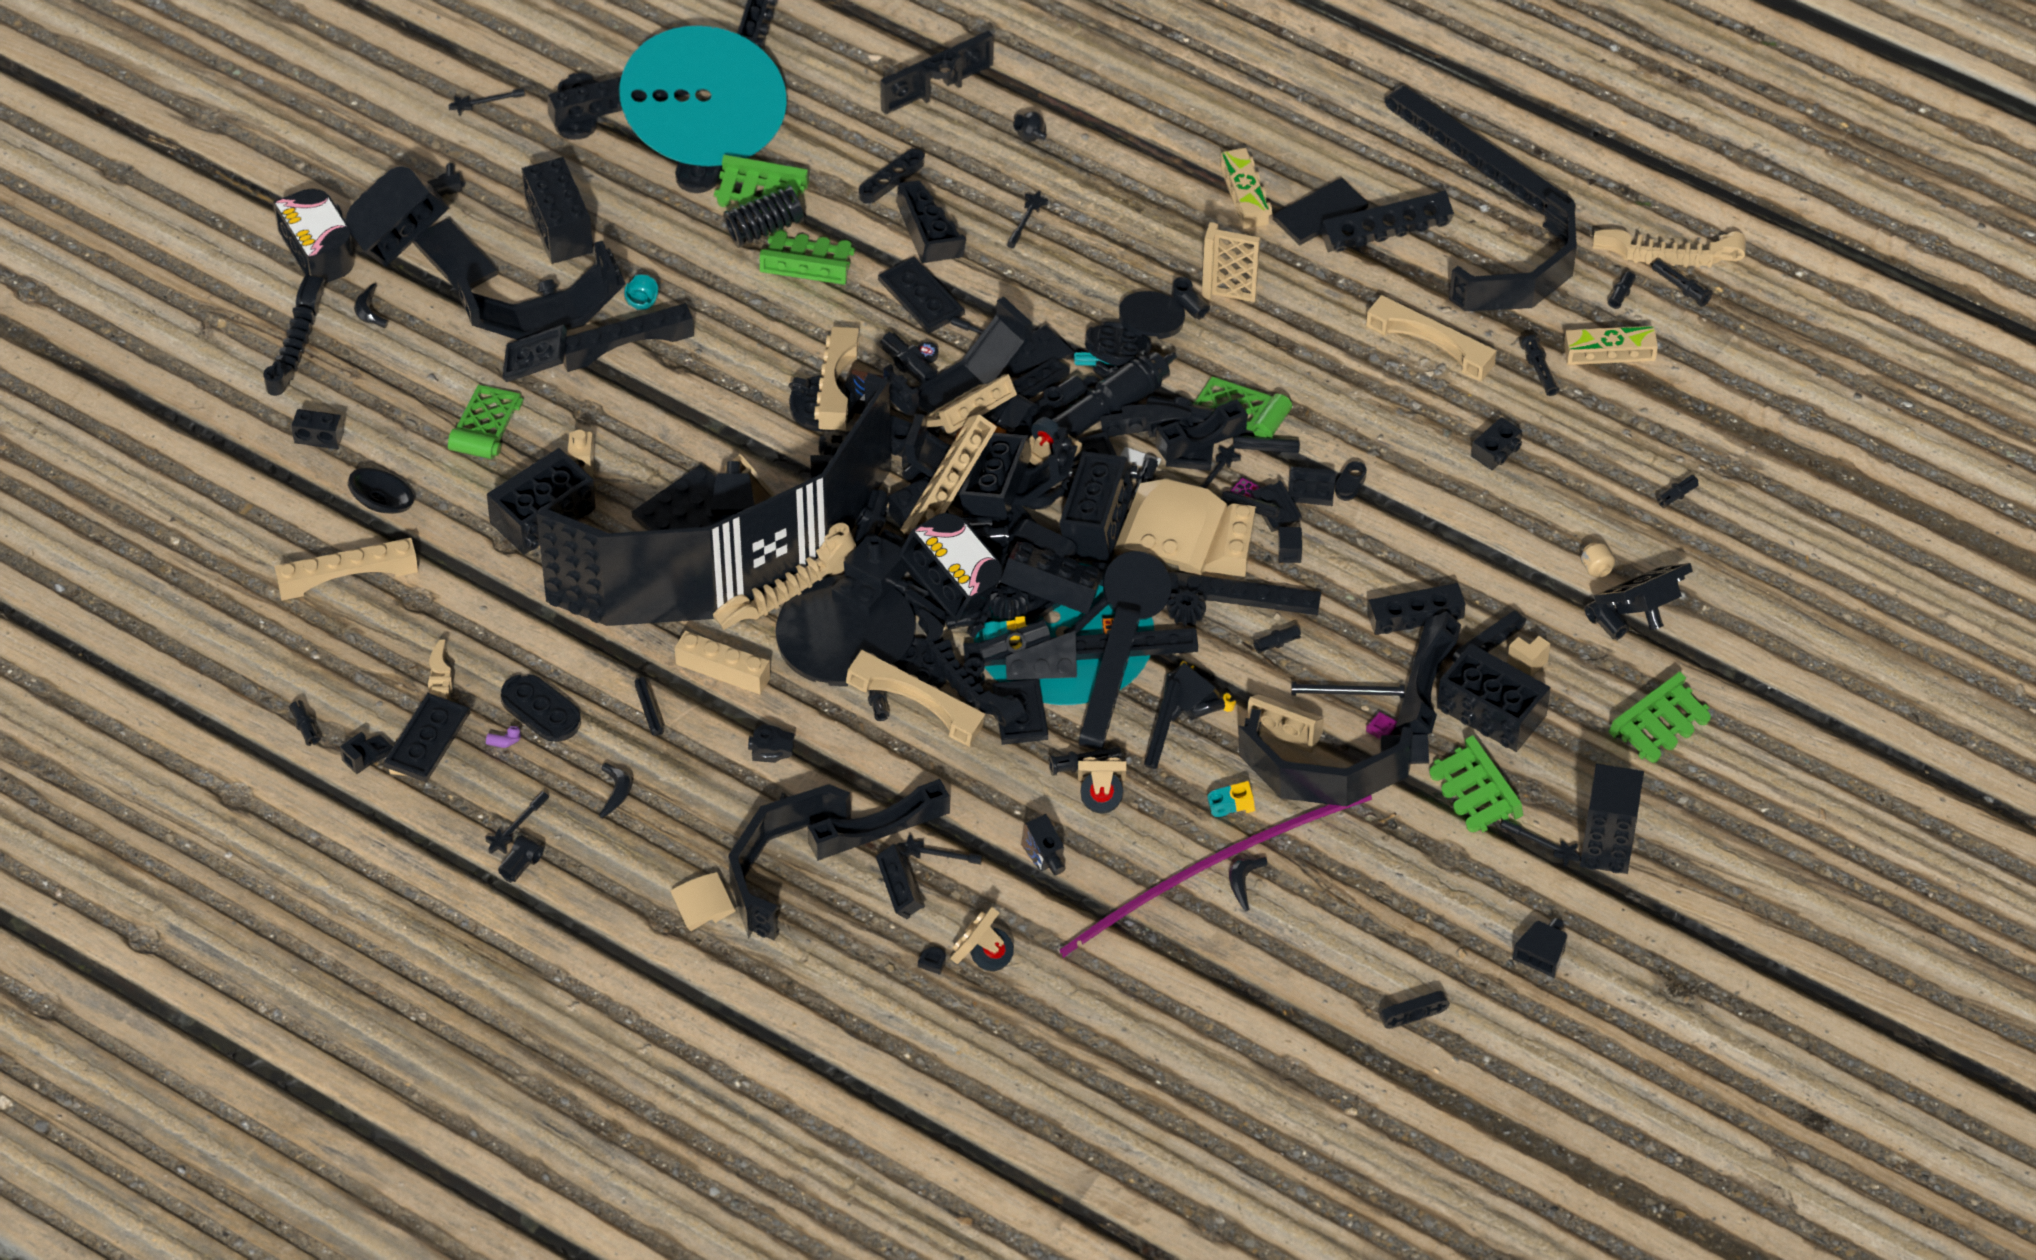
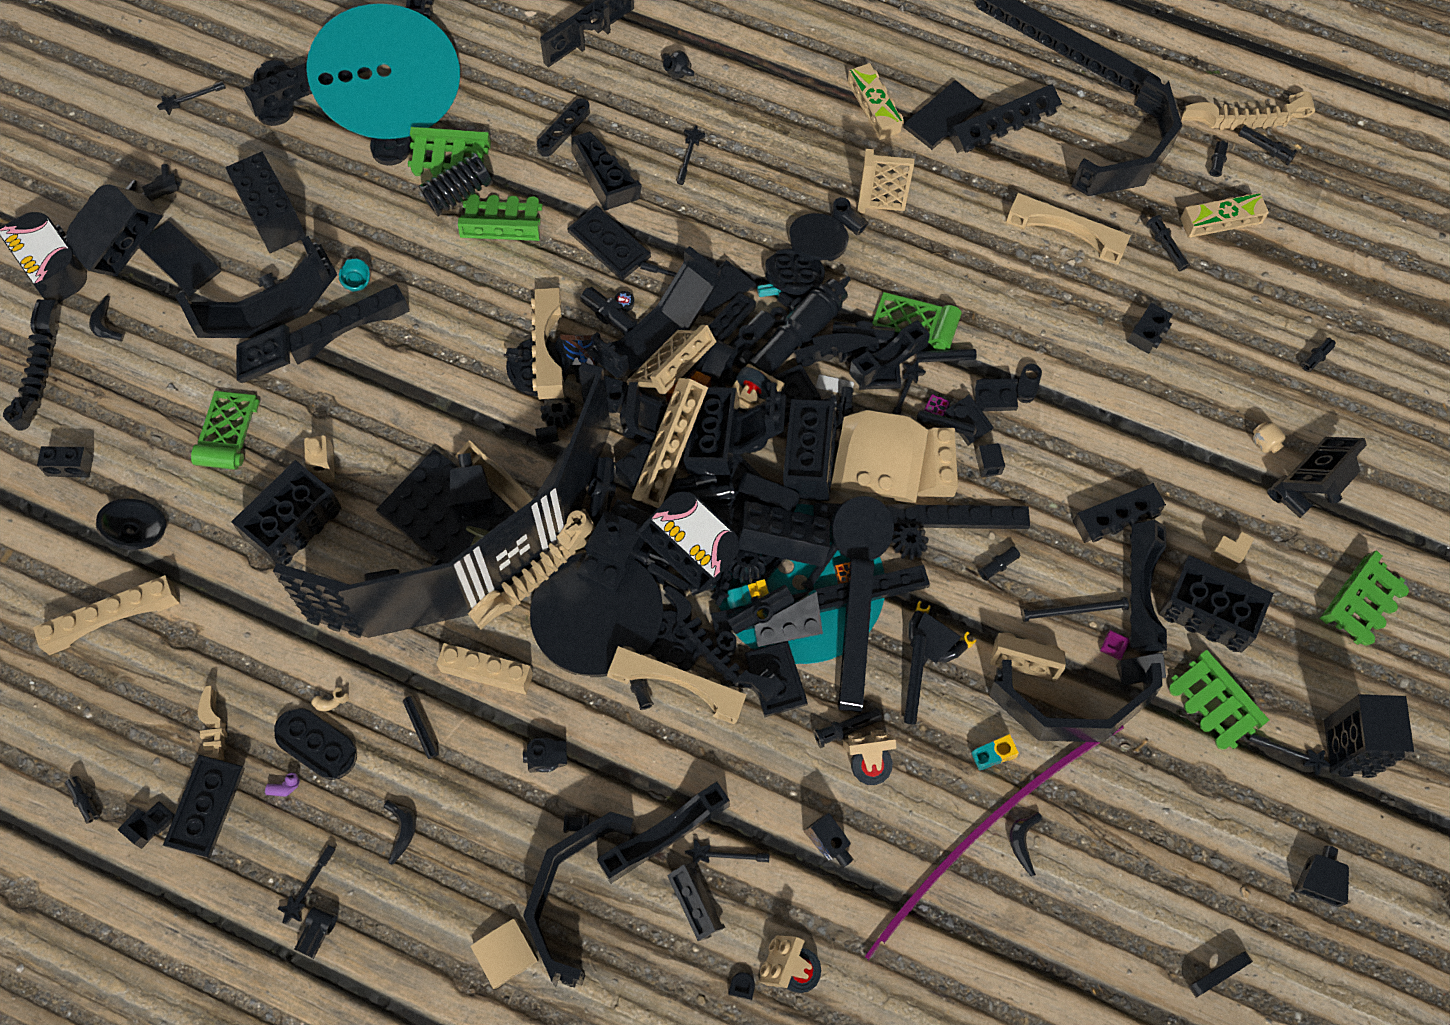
camera: 10 degrees left, 15 degrees up
(556, 676) = (326, 705): none -> tan arm
(1495, 634) = (1191, 536): black beam -> none

